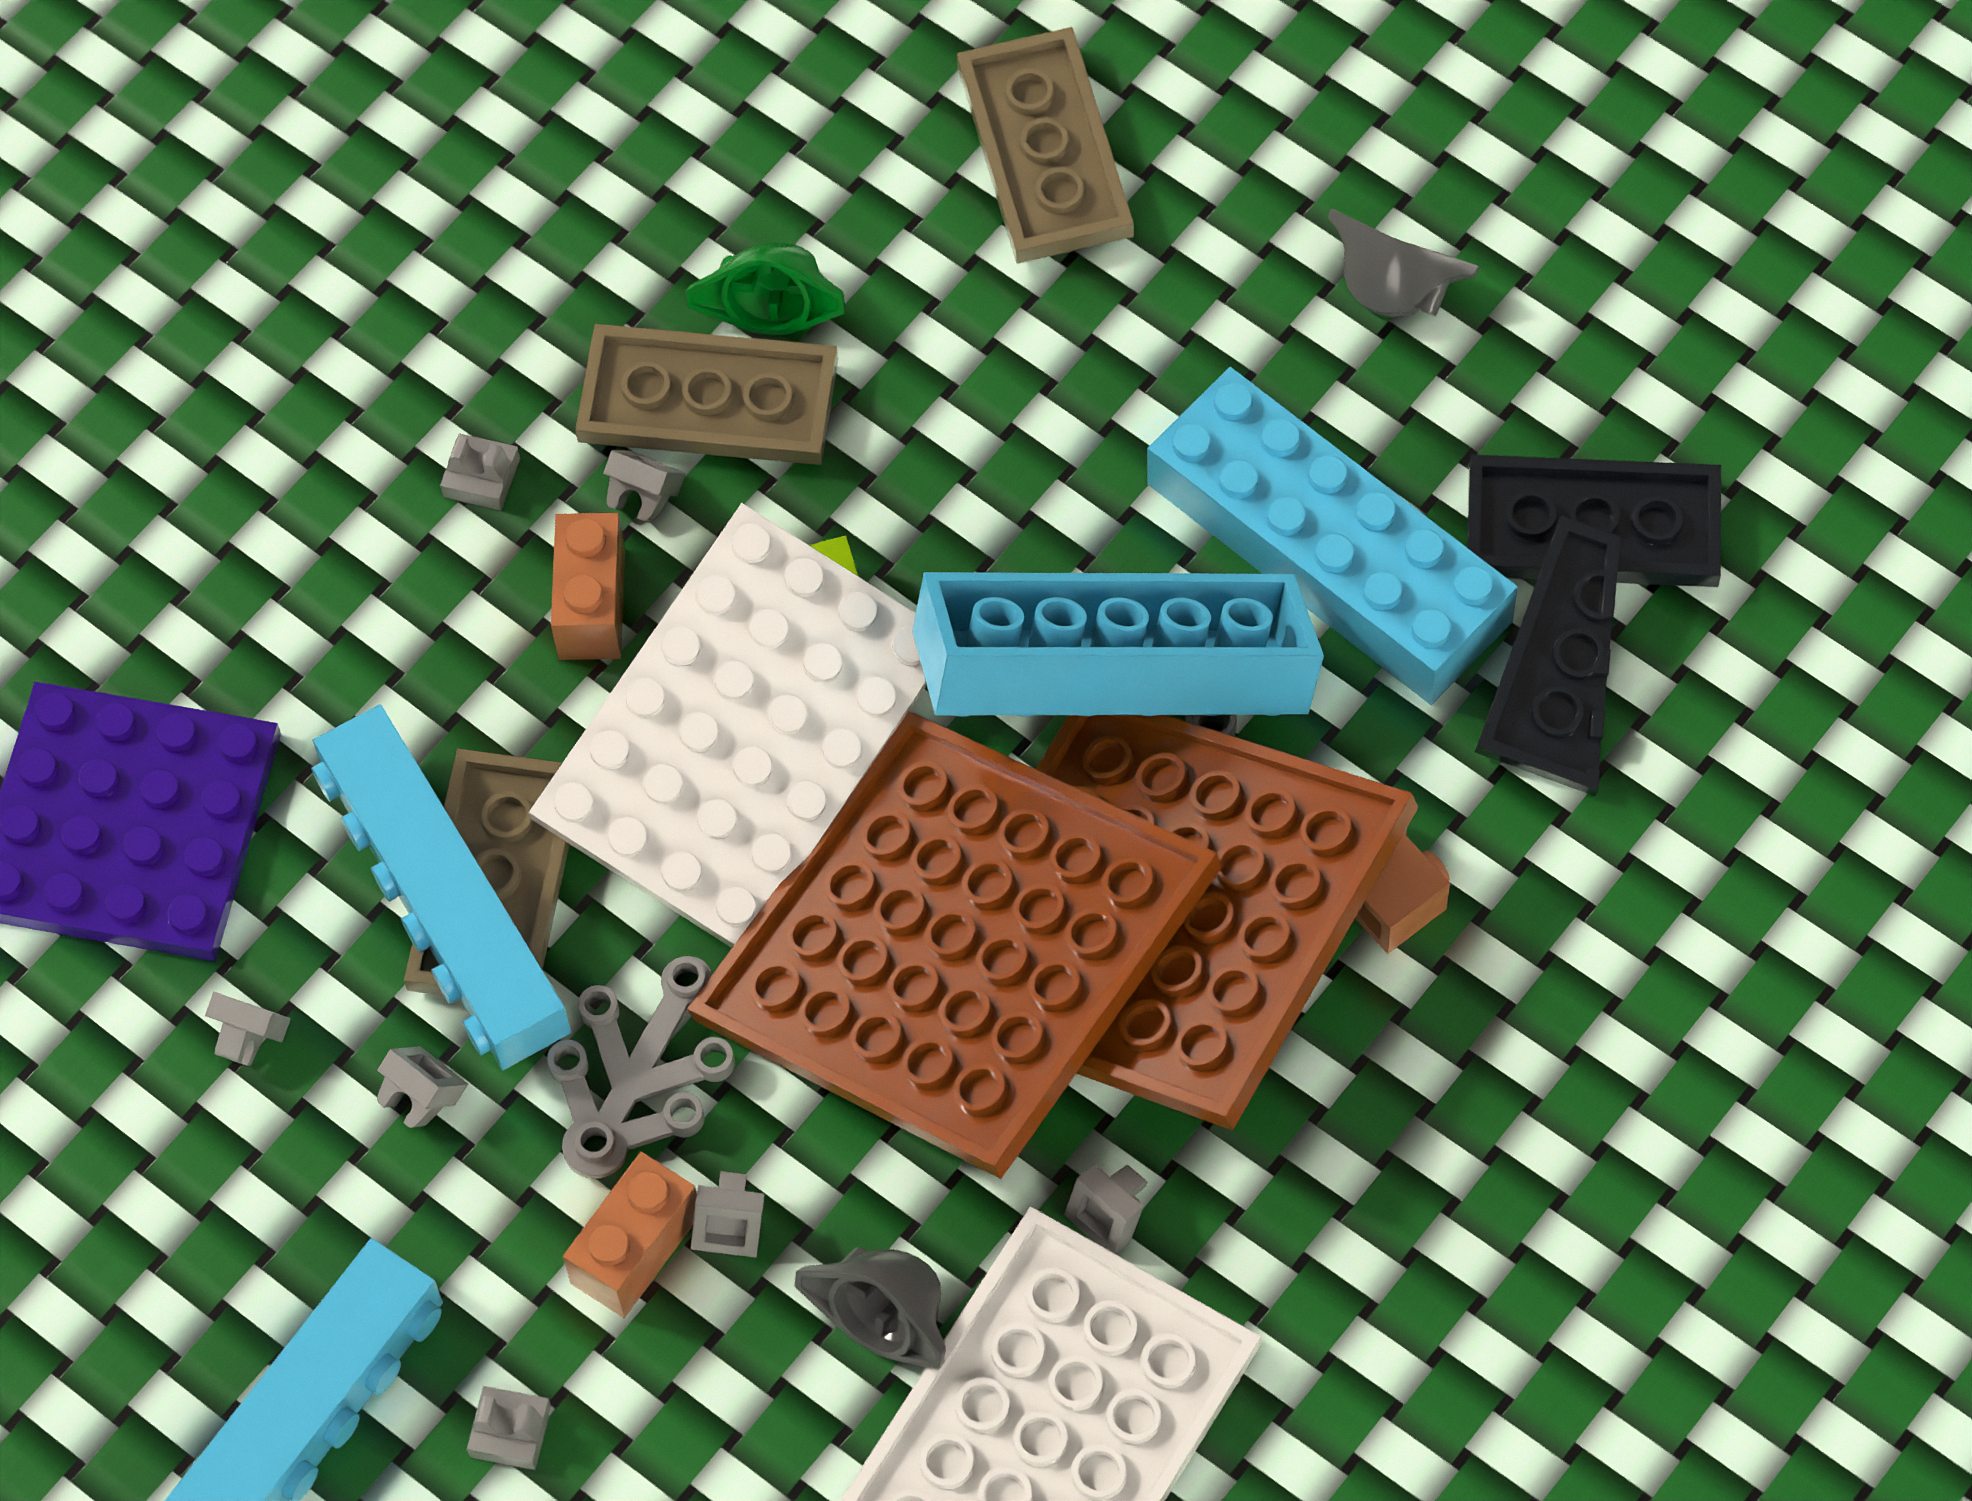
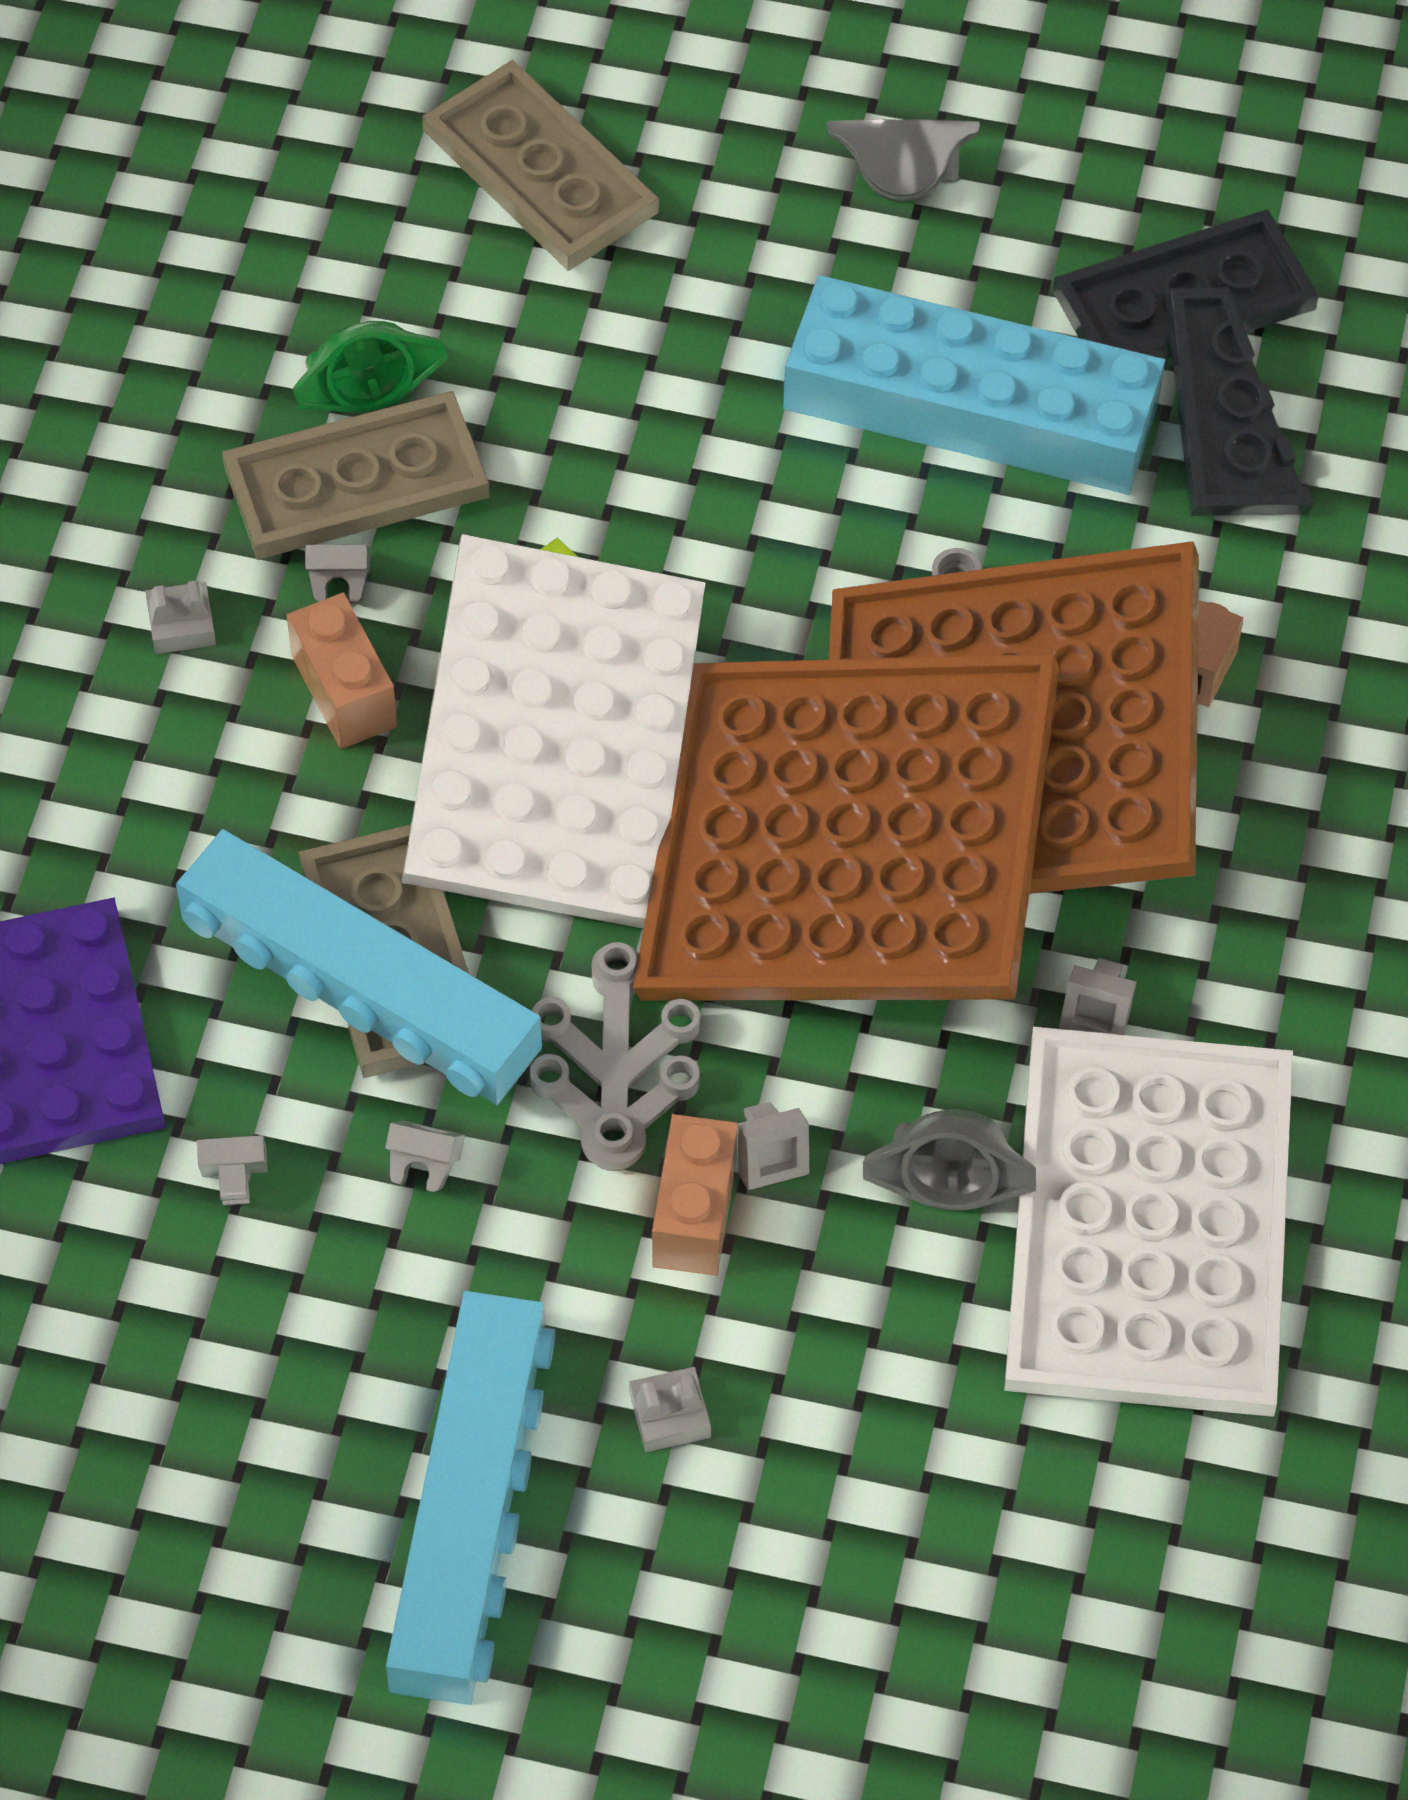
camera: 30 degrees left, 5 degrees down
(1116, 644) = (855, 528): medium azure brick -> none

